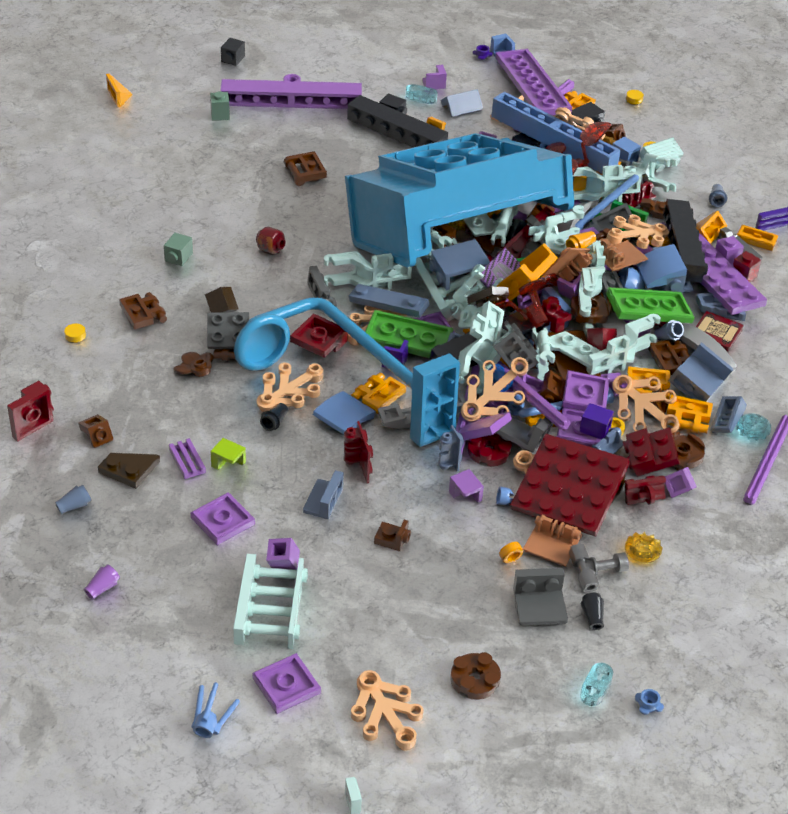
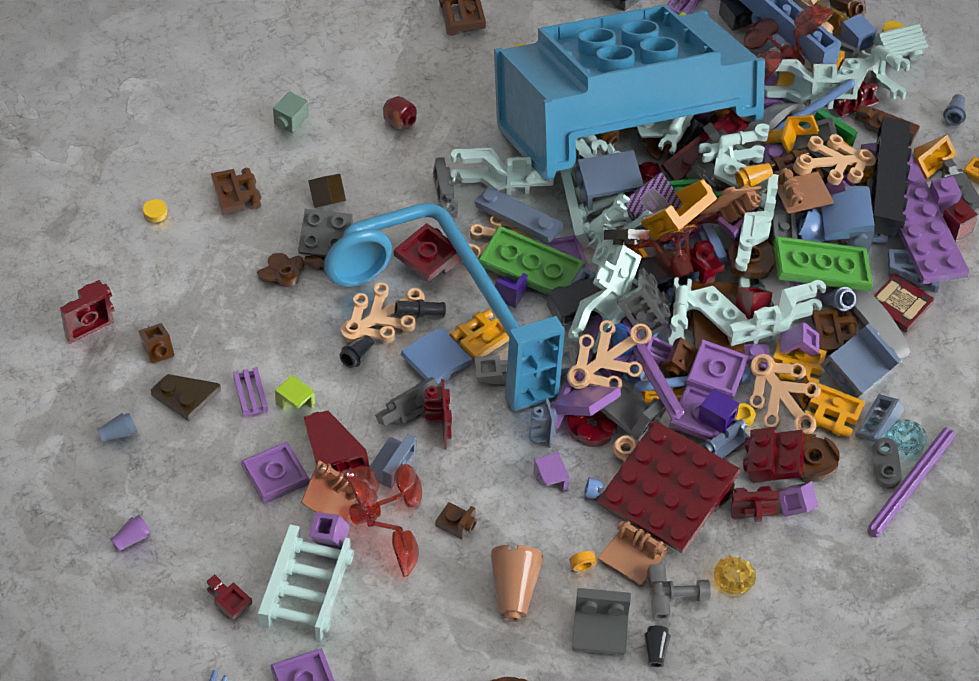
camera: 10 degrees right, 10 degrees up
(203, 624) = (228, 599): none -> dark red plate
(271, 489) = (334, 443): none -> dark red slope
(277, 522) = (328, 492): none -> nougat hinge
(315, 534) = (365, 486): none -> clear red plant
(321, 378) = (420, 308): none -> black pin
(327, 451) = (405, 405): none -> dark grey hinge
(457, 571) = (515, 578): none -> nougat cone
(596, 216) = (791, 130): none -> light orange bracket
(646, 360) = (800, 337): none -> medium lavender panel
(742, 445) = (887, 461): none -> dark grey plate

